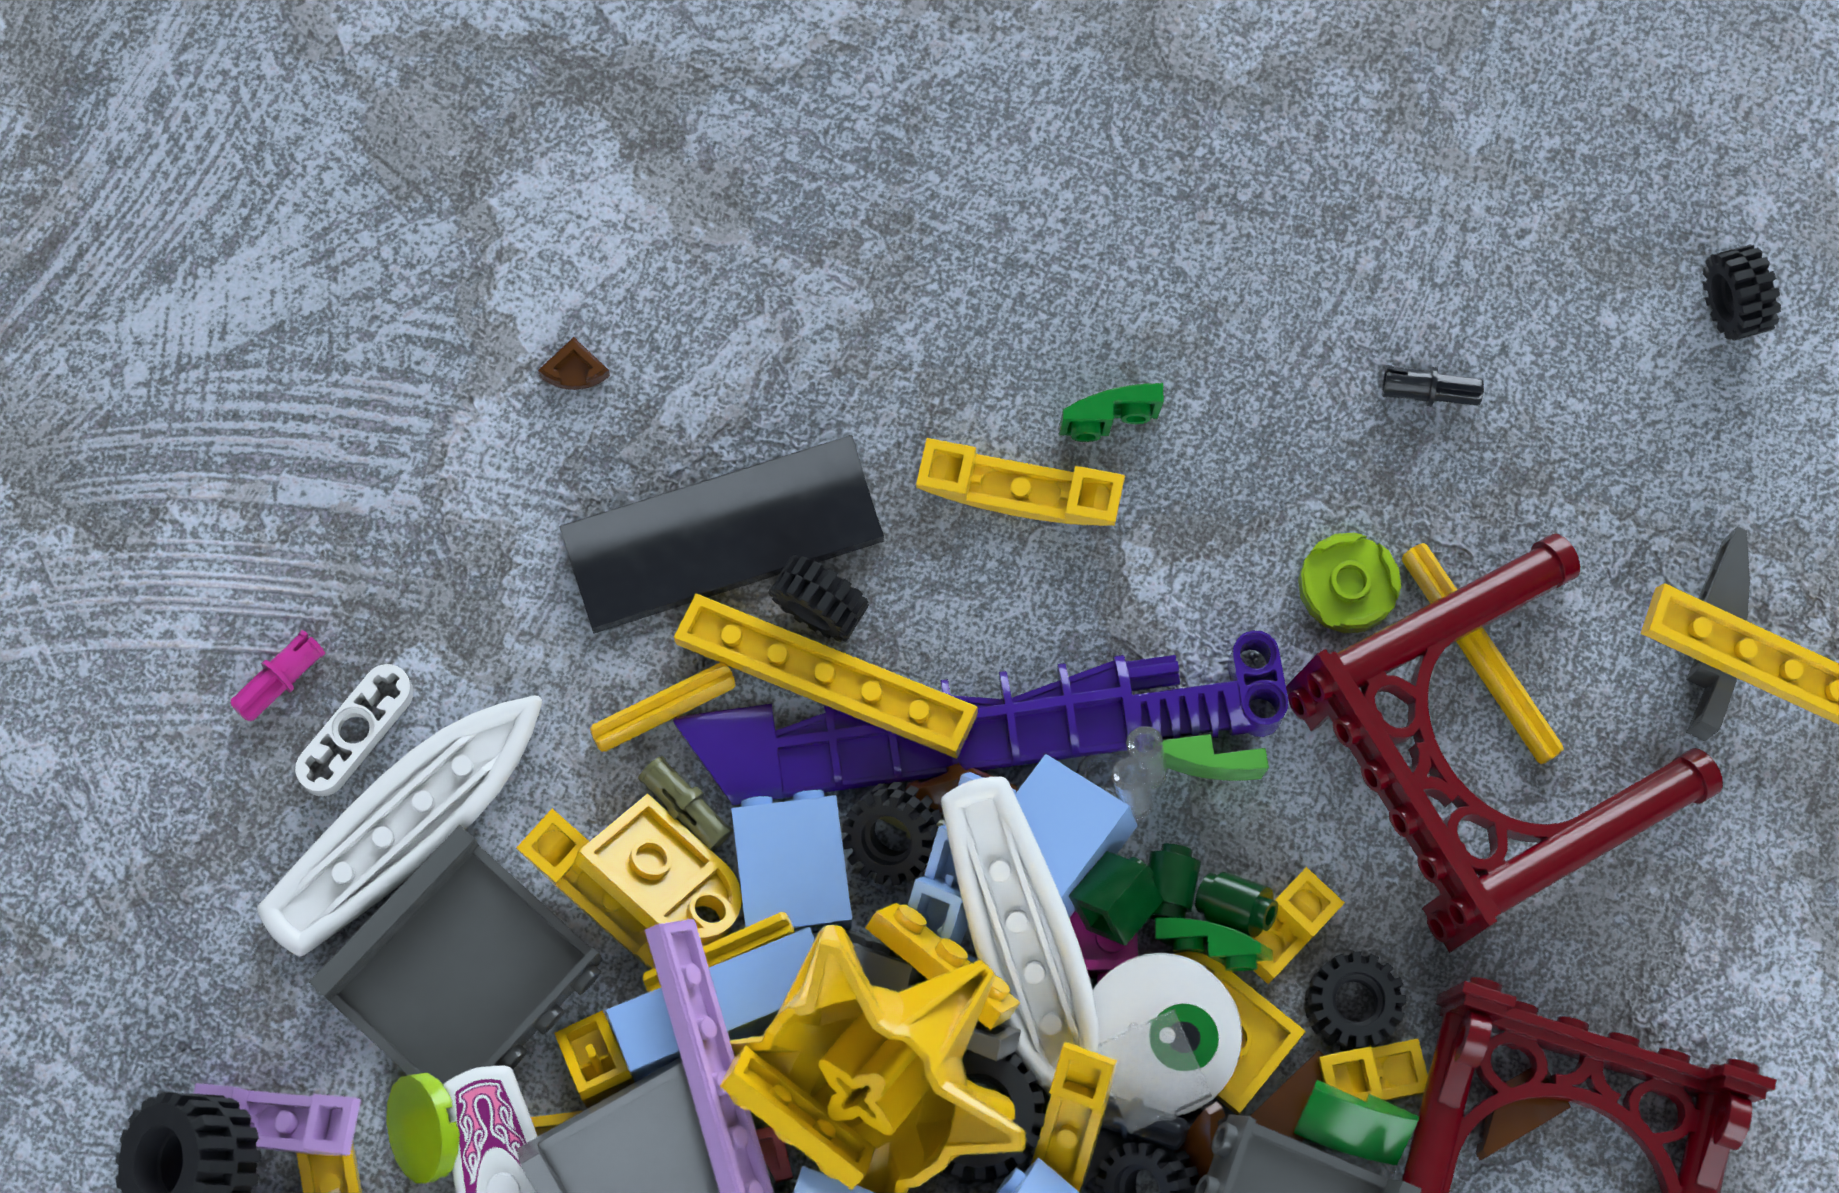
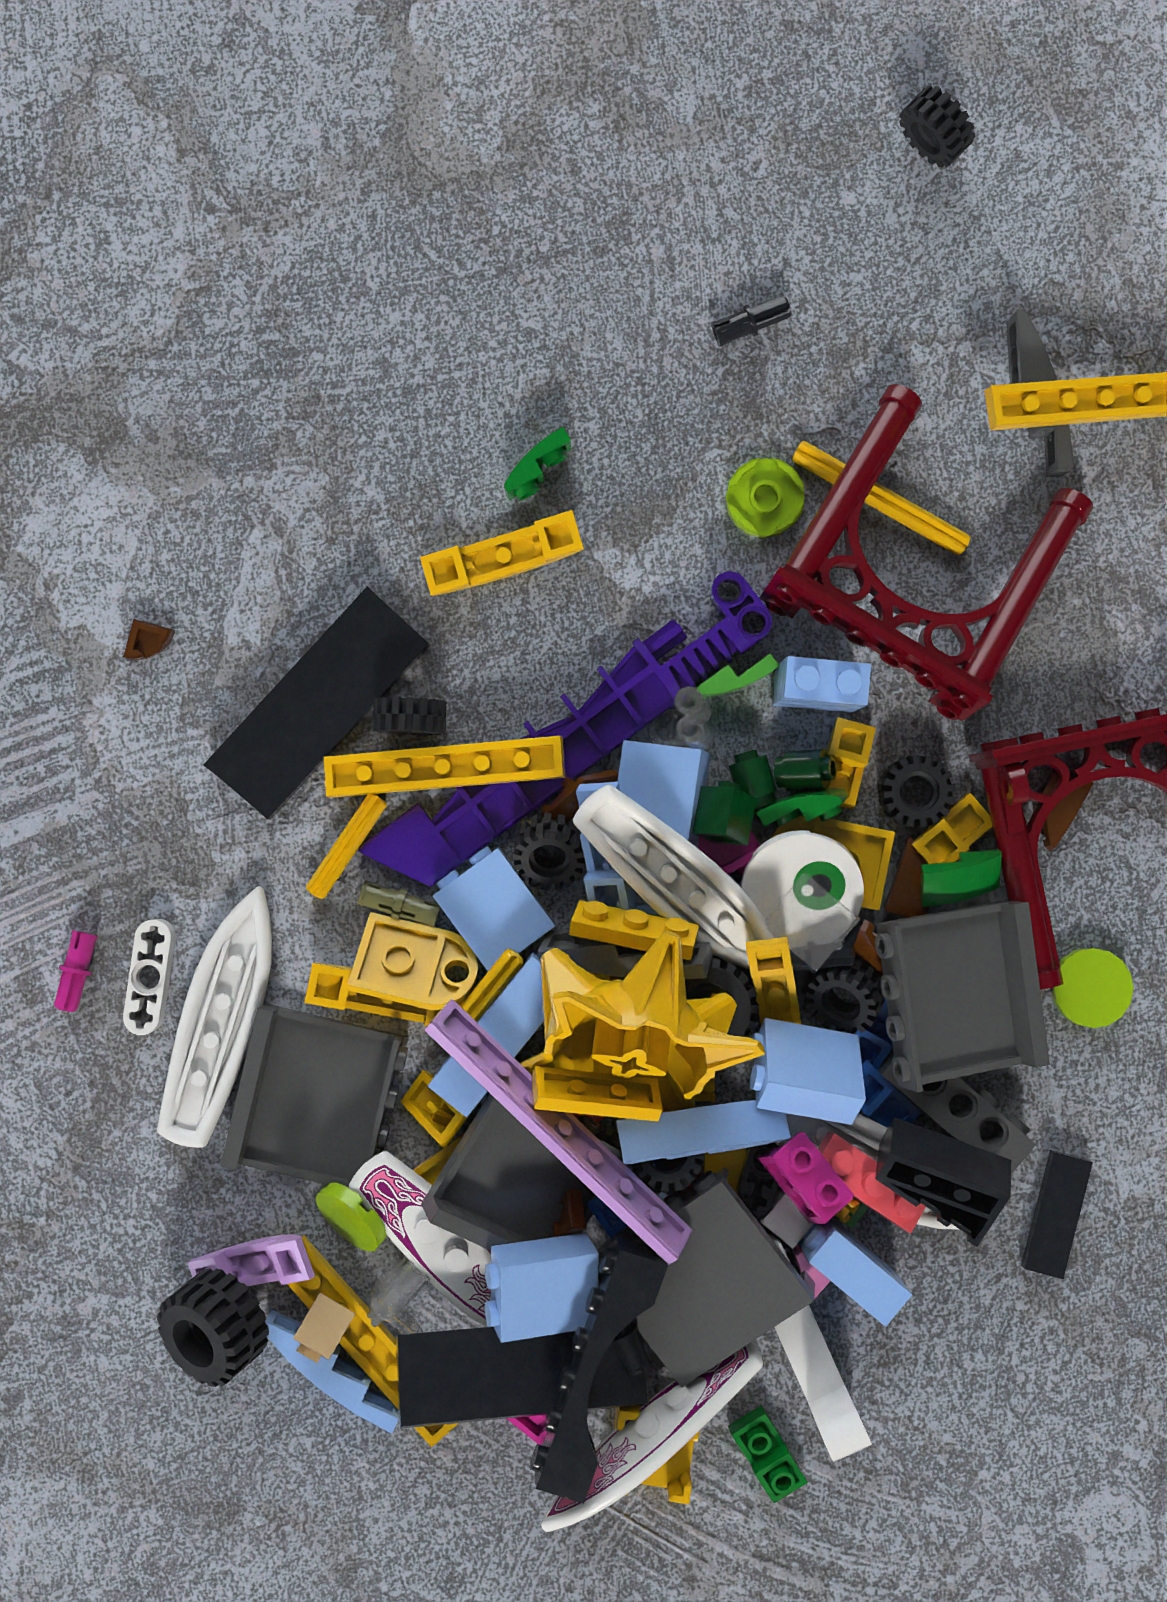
camera: 25 degrees left, 15 degrees up
(1305, 811) = (821, 684): none -> light blue brick

